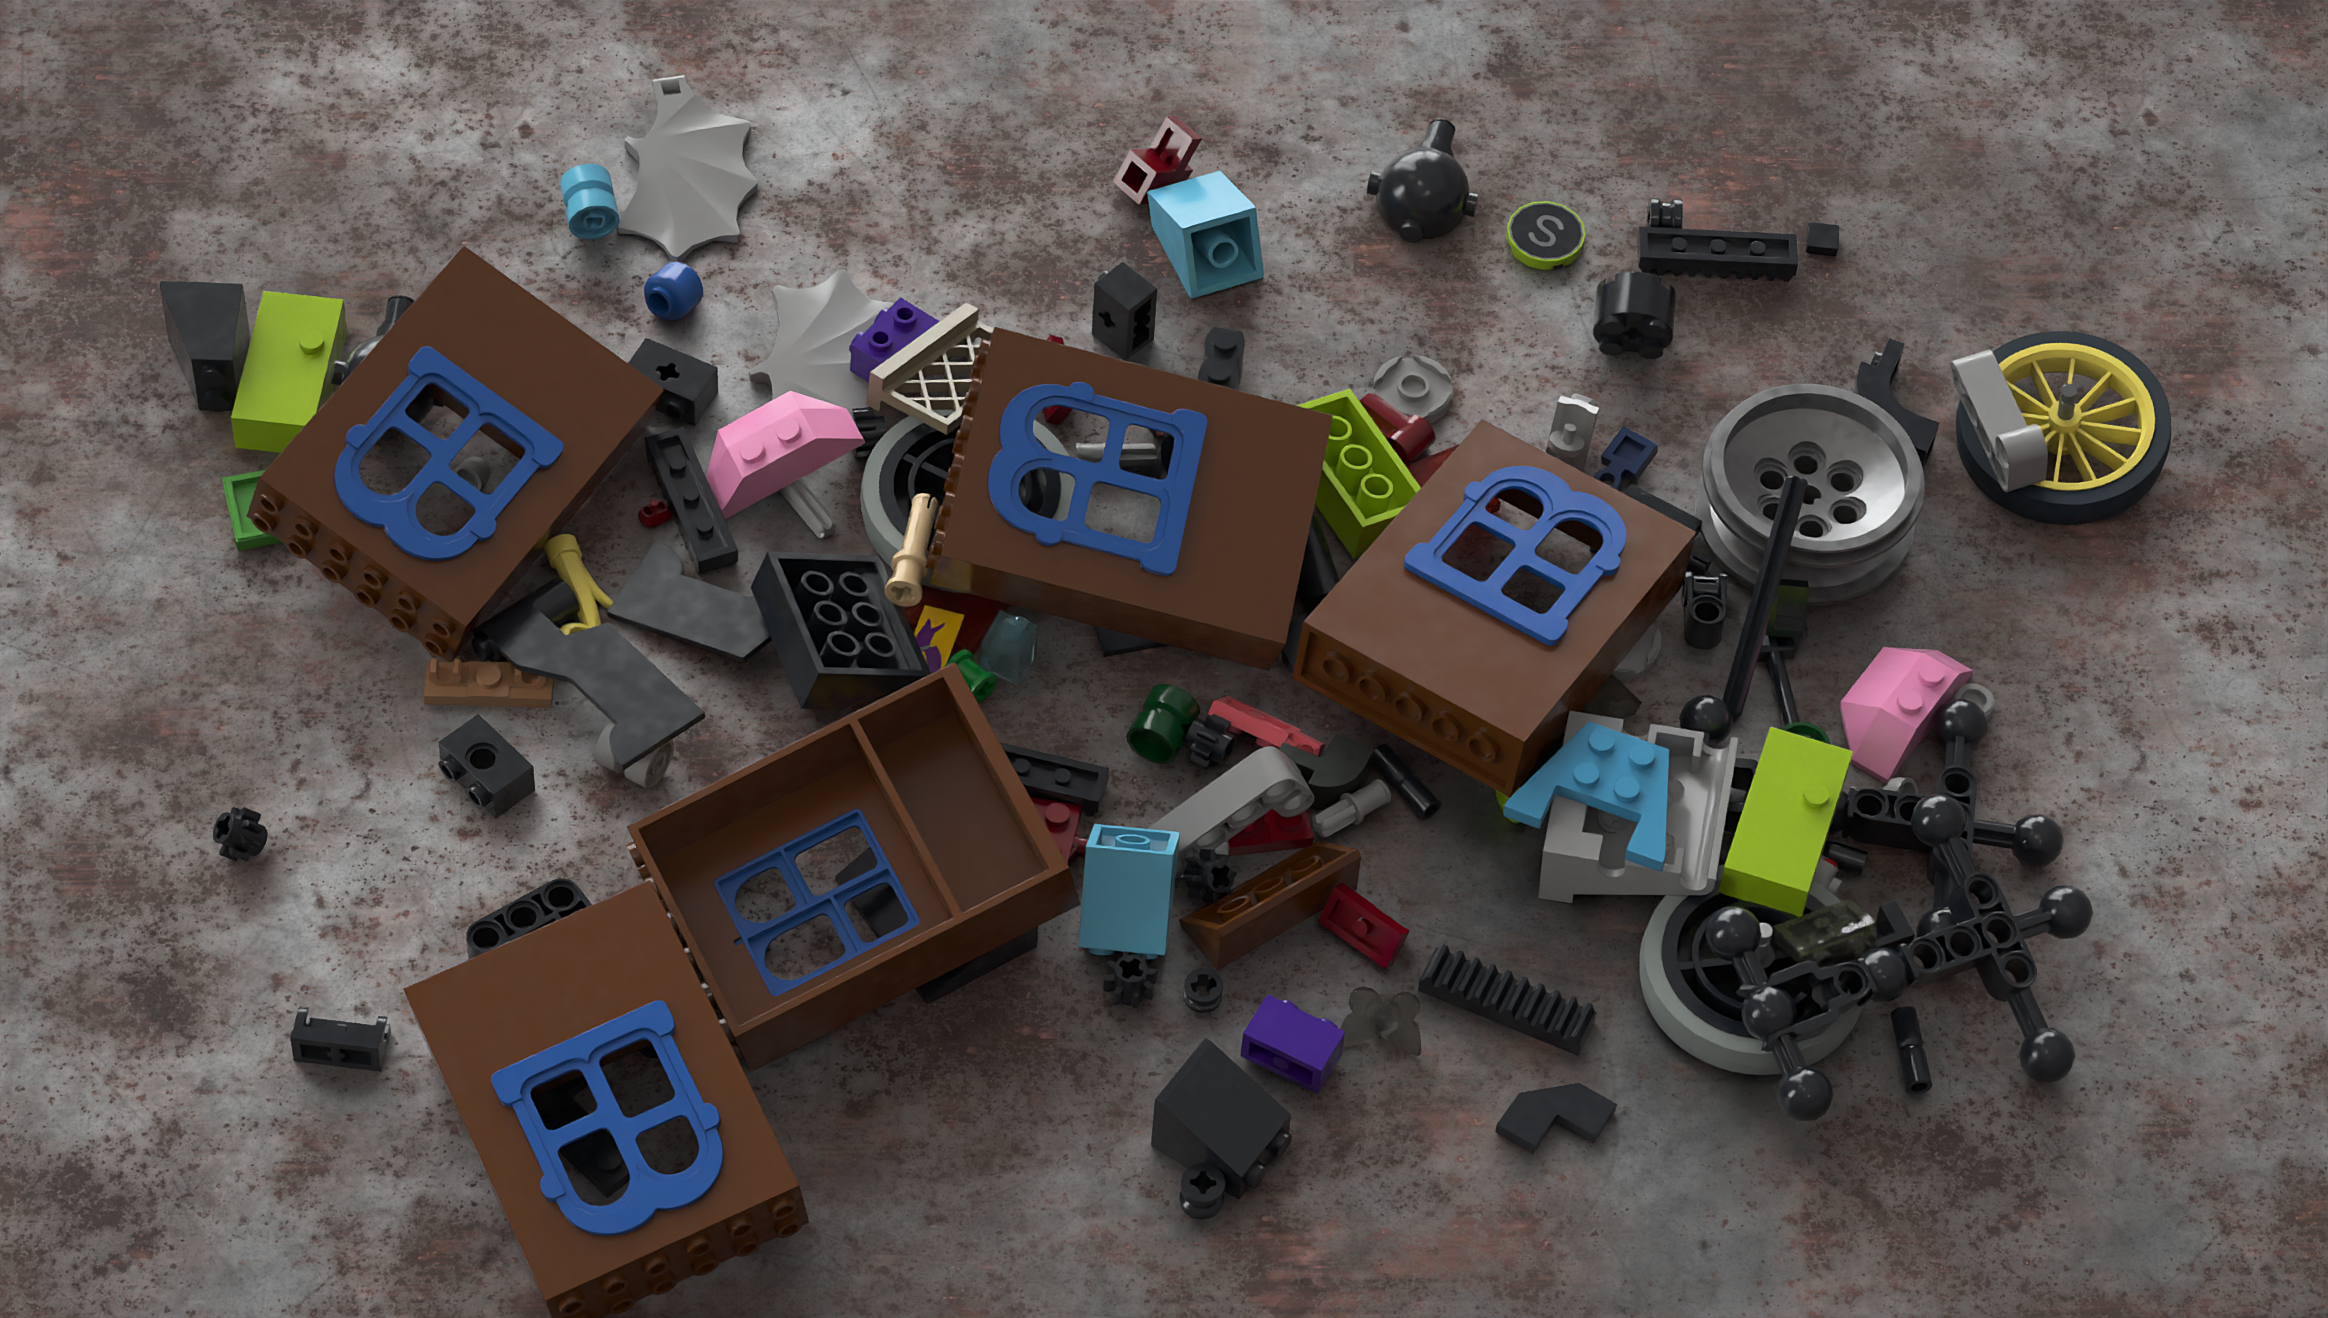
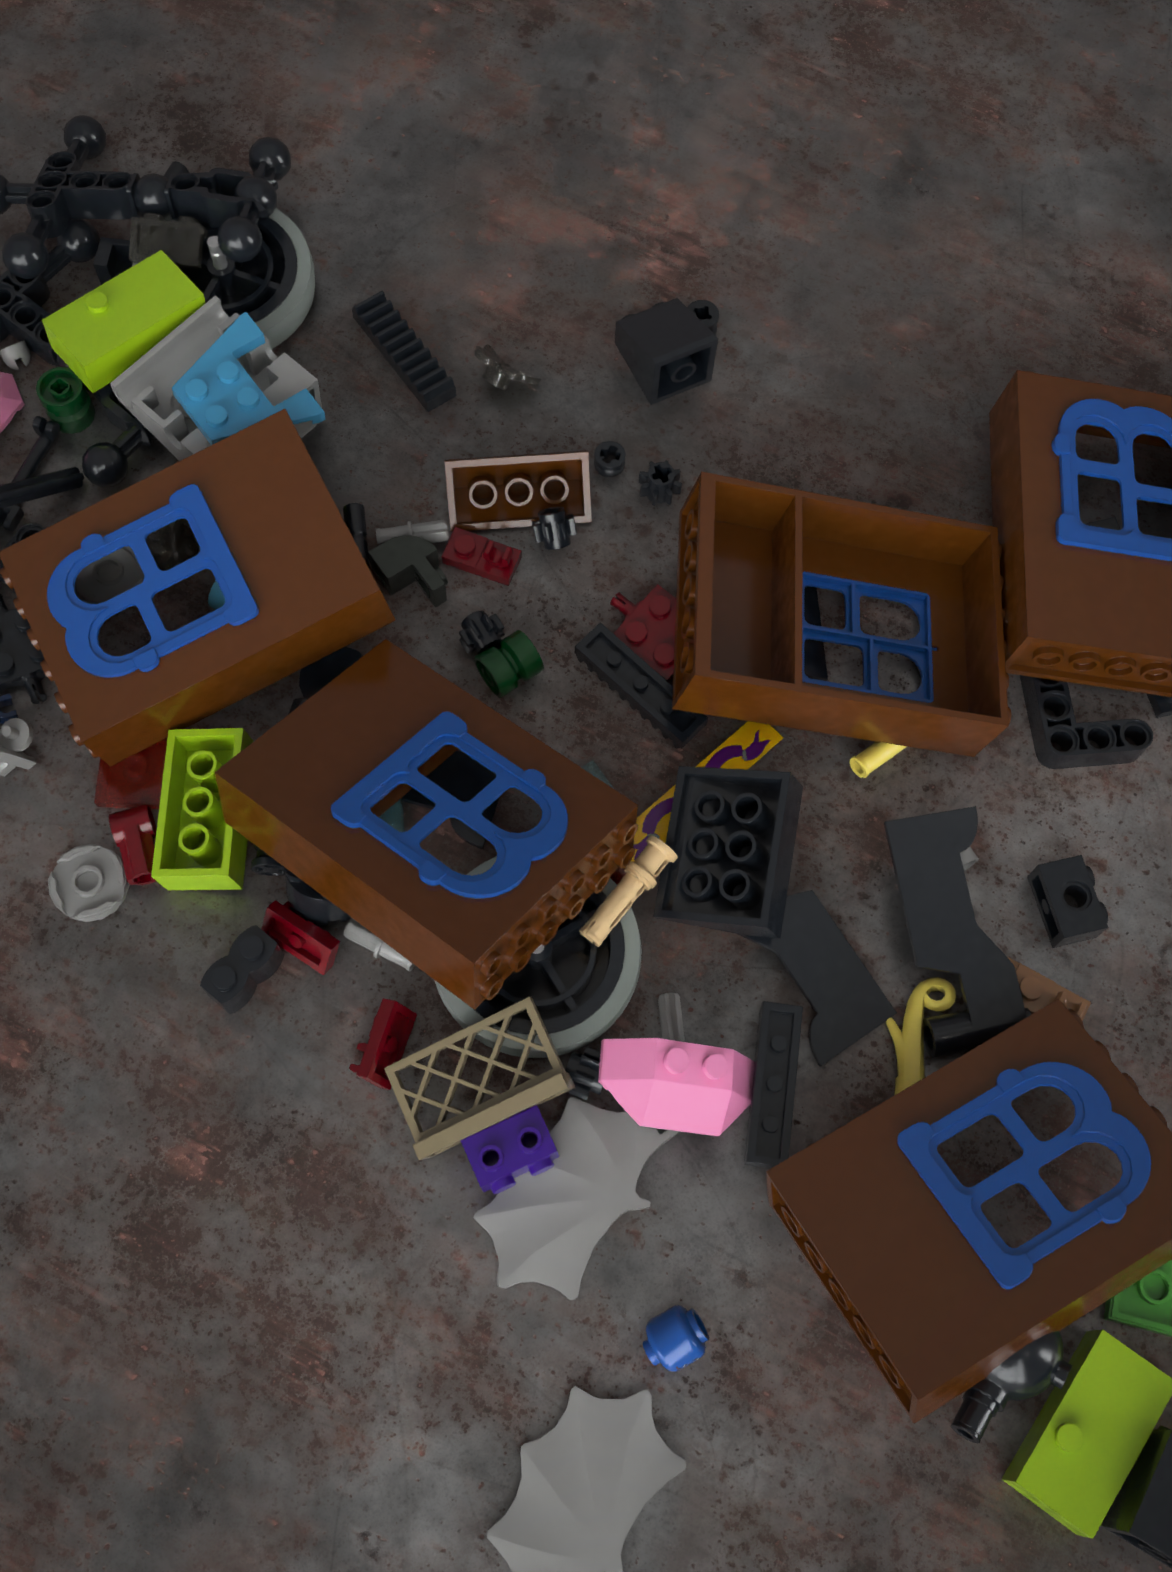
camera: 150 degrees left, 15 degrees up
(589, 201) = (703, 1505): medium azure wheel -> none
(654, 513) = (808, 1096): dark red rock -> none
(686, 380) = (709, 1216): black brick -> none
(978, 680) = (632, 785): green bush -> none
(1124, 310) = (284, 1071): black brick -> none
(1128, 890) = (622, 533): medium azure slope -> none
(1161, 163) = (135, 1240): dark red brick -> none
(1207, 233) = (143, 1140): medium azure slope -> none
(1235, 801) = (512, 548): light grey beam -> none
(1267, 729) = (431, 629): coral hinge -> none
(1292, 1043) = (577, 377): dark purple brick -> none
(1363, 925) = (462, 433): dark red plate -> none
(1569, 1105) = (441, 272): black tile -> none

